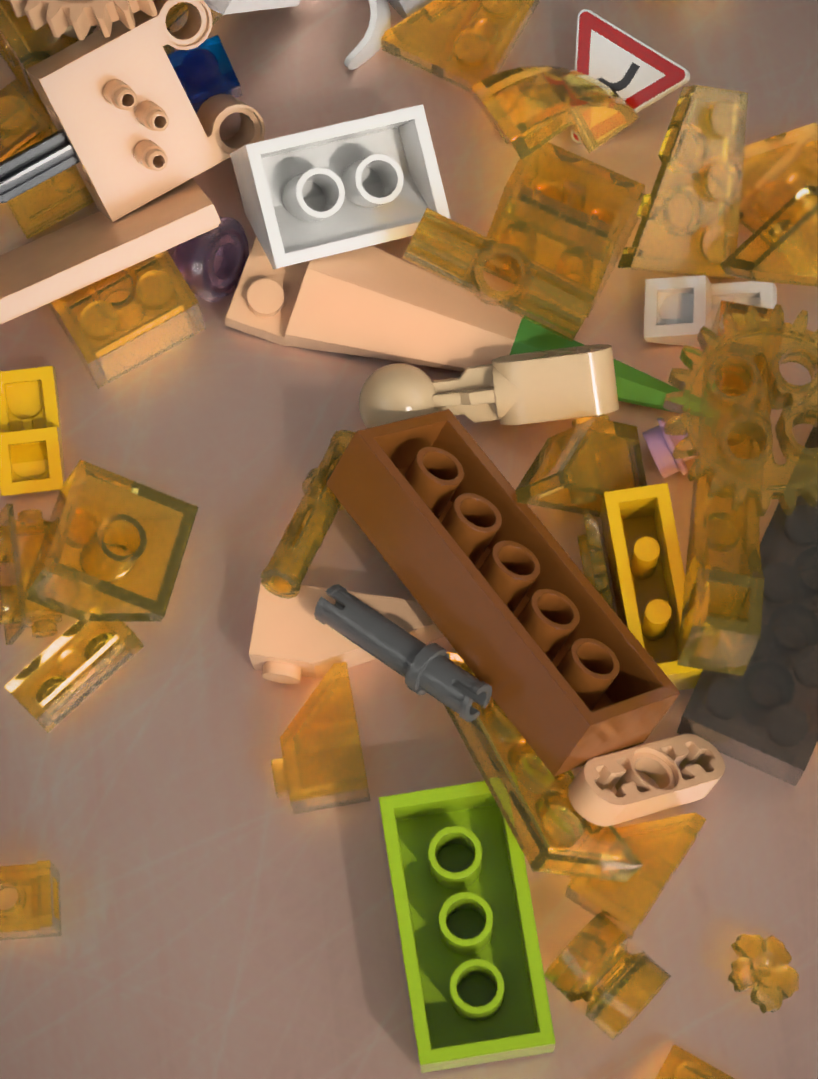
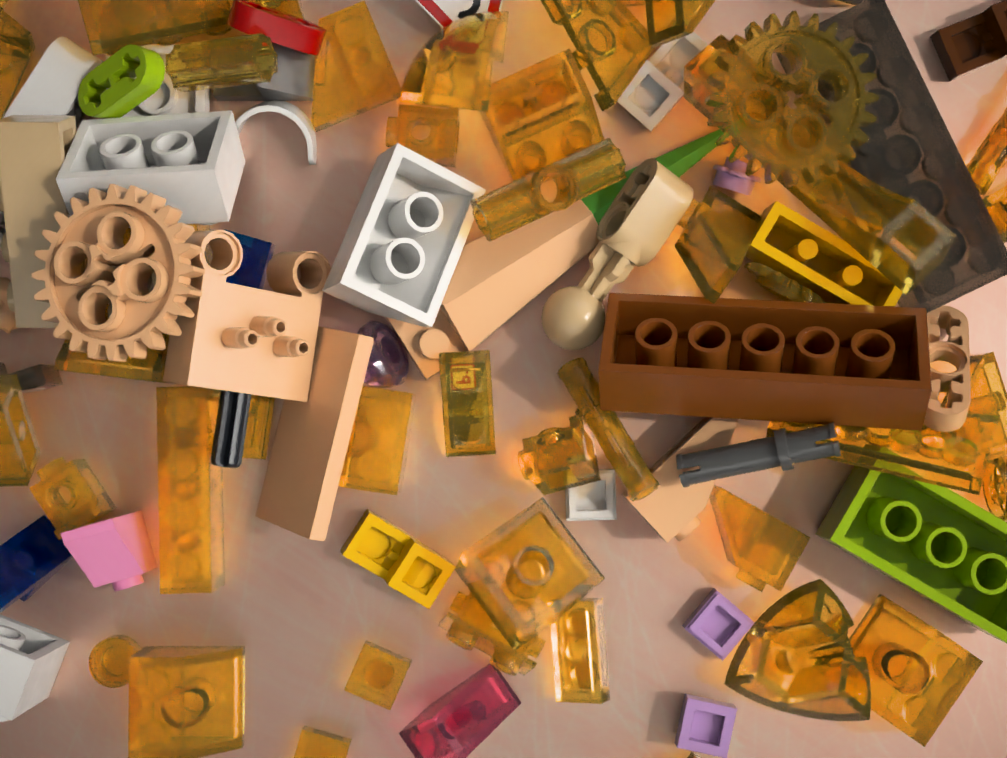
camera: 55 degrees left, 15 degrees up
(95, 852) = (705, 725): none -> lavender plate
(210, 789) = (718, 624): none -> lavender tile
(234, 375) = (467, 403): none -> clear yellow slope
(236, 562) = (593, 499): none -> white tile
(242, 893) = (803, 659): none -> clear yellow brick
(251, 494) = (560, 457): none -> clear yellow brick
(311, 1003) = (911, 668): none -> clear yellow slope
(467, 155) = (441, 143): none -> clear yellow brick

